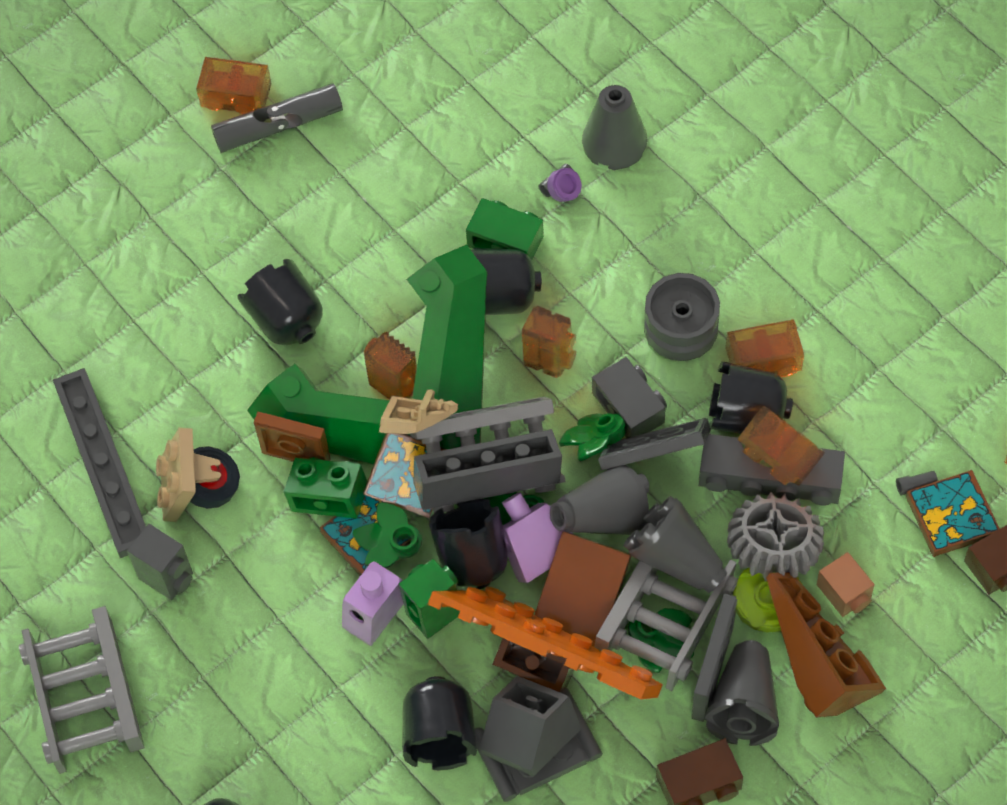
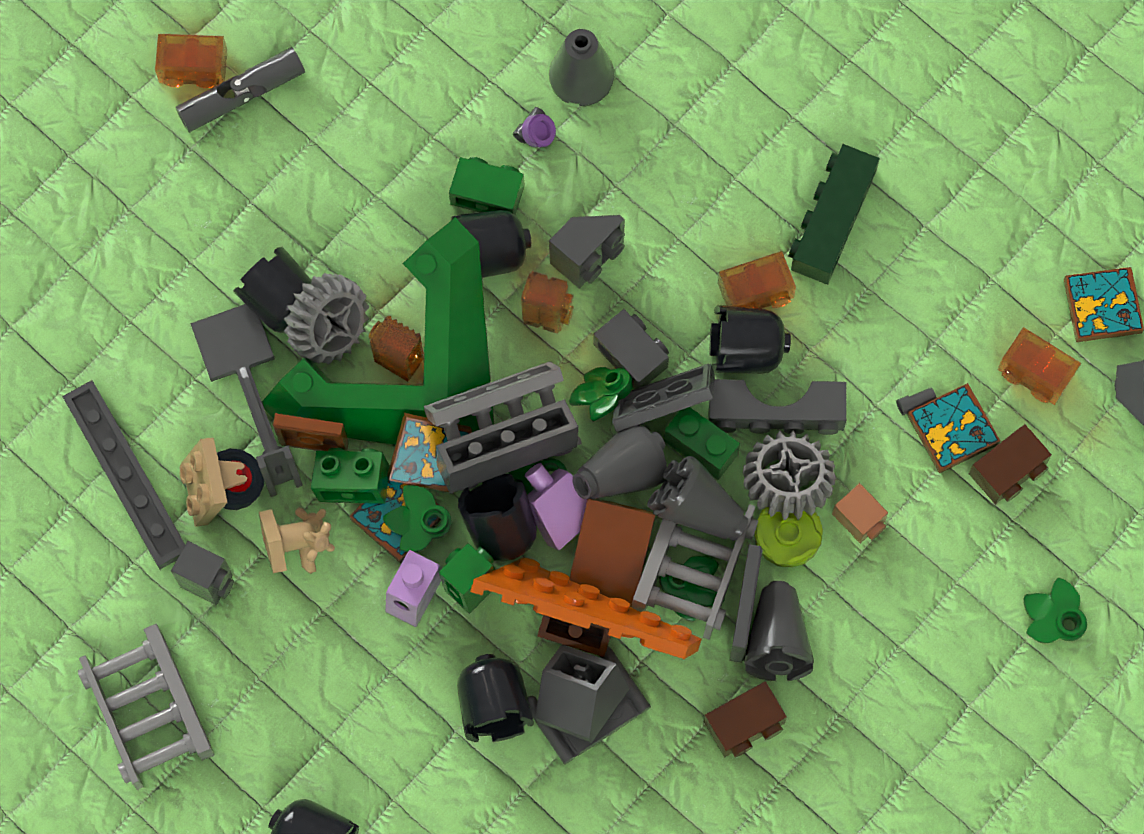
camera: 10 degrees left, 10 degrees up
(230, 352) = (233, 345): none -> dark grey piece
(270, 538) = (294, 537): none -> tan piece
(325, 339) = (326, 318): none -> light grey gear
(414, 415) = (430, 402): tan slope -> none
(596, 293) = (586, 245): none -> dark grey slope
(681, 316) = (669, 241): dark grey wheel -> none
(698, 495) = (701, 439): none -> green brick
(780, 446) = (784, 388): clear orange brick -> none
(822, 664) = (848, 594): dark orange wedge -> none
(852, 292) = (834, 213): none -> dark green brick

